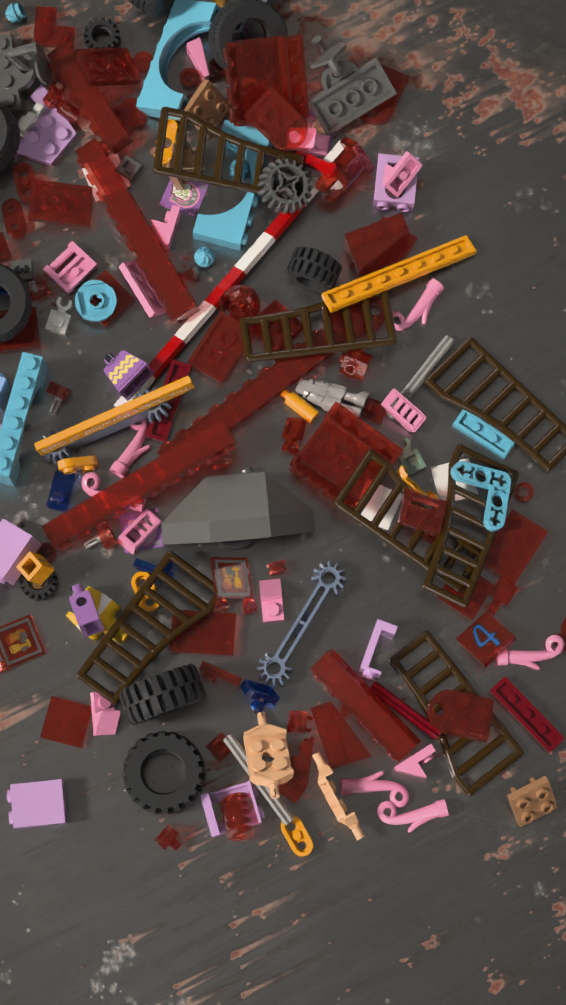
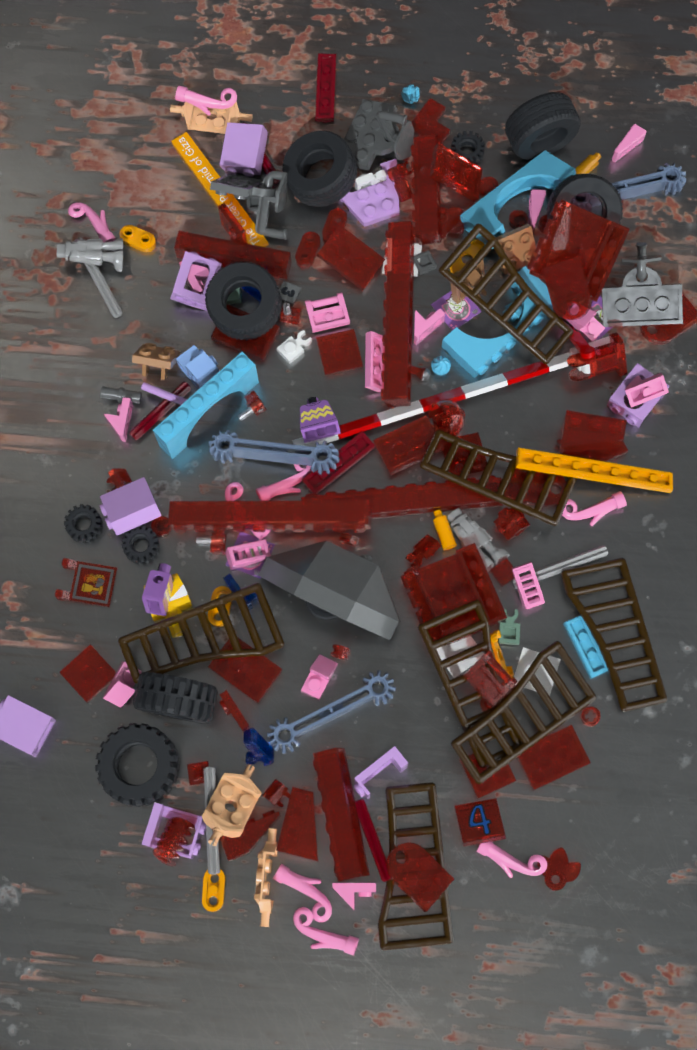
camera: 35 degrees right, 5 degrees down
(35, 568) = (141, 531): light orange brick -> none
(61, 491) = (206, 483): clear blue piece -> none
(84, 463) = (225, 467): light orange plate -> none
(103, 292) = (323, 339): medium azure plate -> none
(114, 415) = (284, 446): light orange tile -> none
(167, 837) = (106, 822): clear red tile -> none
(232, 581) = (295, 640): clear red flag -> none
(277, 171) = (540, 360): dark grey gear -> none
(313, 269) = (523, 425): black tyre -> none
(494, 489) = (565, 696): medium azure beam -> none
(502, 593) = (518, 791): clear red plate -> none
(526, 714) = (475, 910): dark red plate -> none
(532, 801) = (432, 989): medium nougat plate -> none

